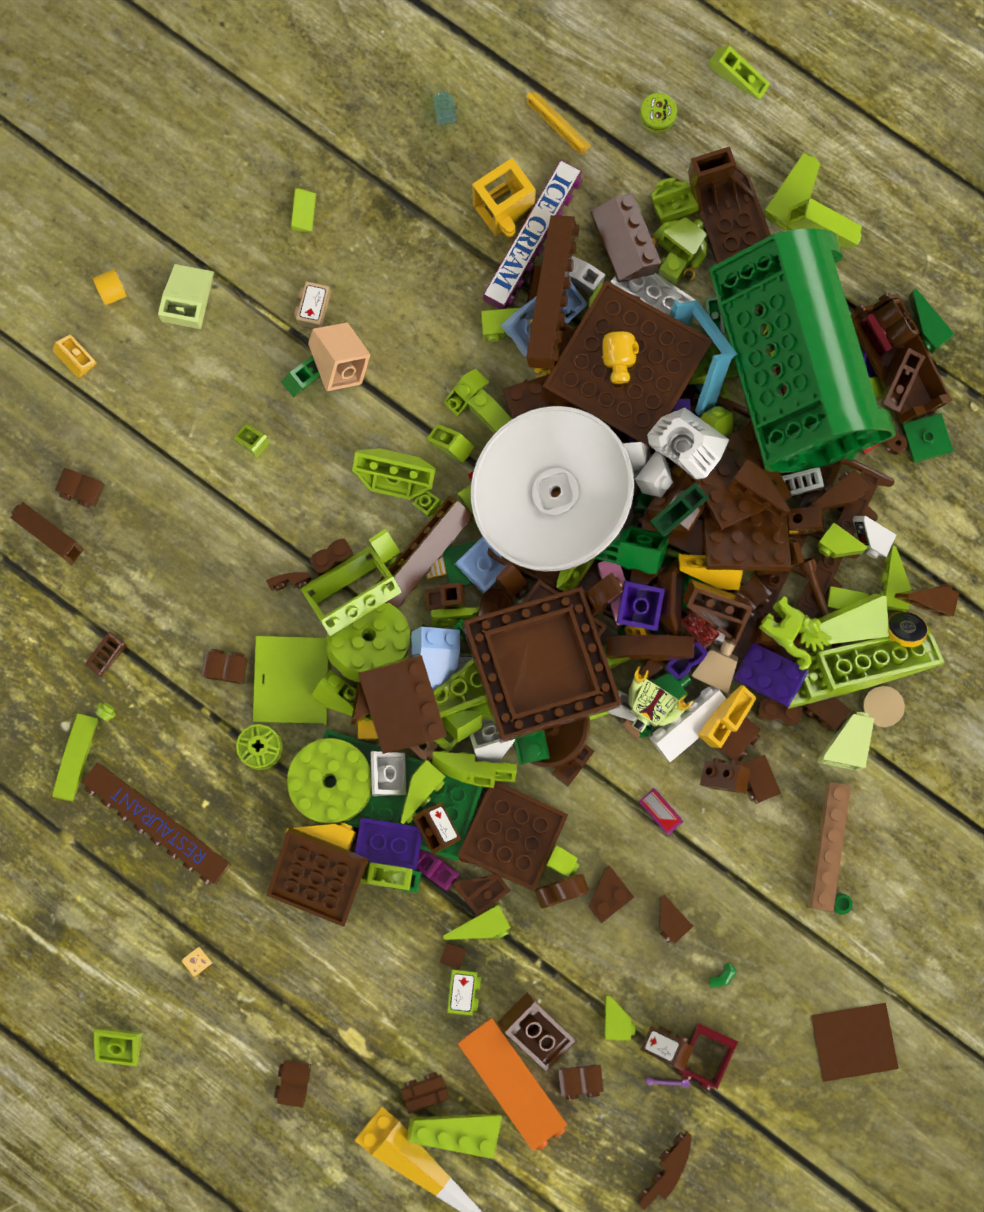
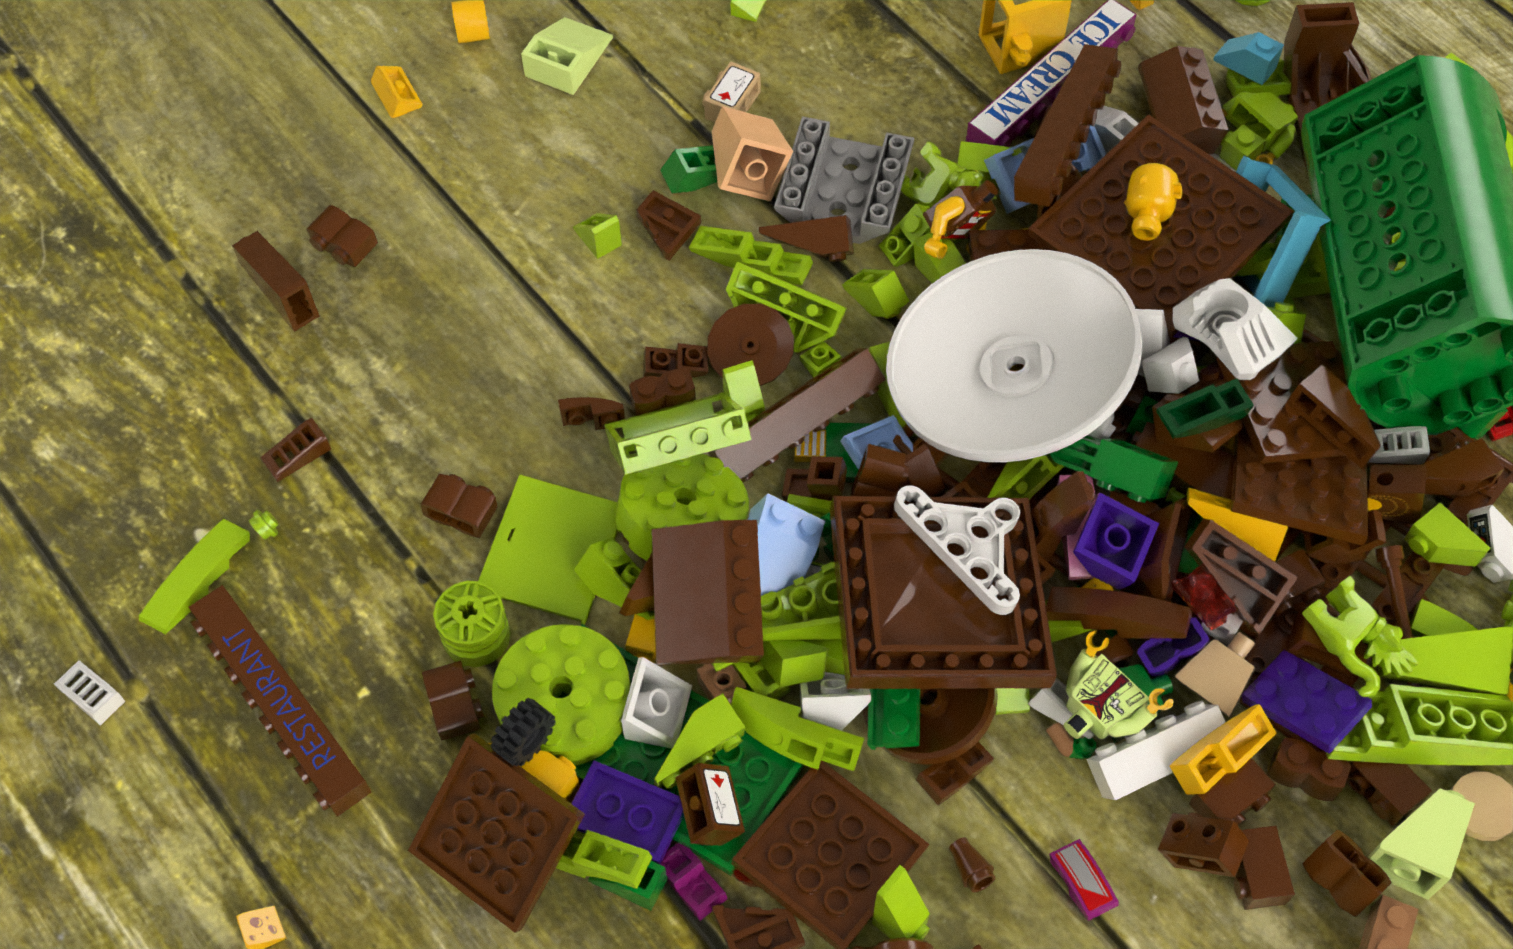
camera: 15 degrees right, 20 degrees down
(52, 854) = (104, 707): none -> white slope
(262, 798) = (452, 701): none -> reddish brown brick
(296, 421) = (667, 222): none -> reddish brown wing
(319, 821) = (523, 732): none -> black tyre
(332, 528) = (686, 356): none -> reddish brown slope
(360, 433) = (735, 246): none -> lime slope
(378, 505) = (751, 334): none -> reddish brown piece
(394, 363) = (819, 182): none -> light grey slope
(402, 411) = (822, 237): none -> reddish brown slope
(473, 351) = (940, 181): none -> lime animal
(486, 593) = (880, 472): none -> reddish brown brick
(491, 382) = (957, 213): none -> torso
(559, 635) = (979, 552): none -> white beam
(597, 822) = (972, 866): none -> reddish brown cone
(665, 192) = (1251, 56): none -> medium azure slope
(809, 772) = (1346, 873): none -> reddish brown brick

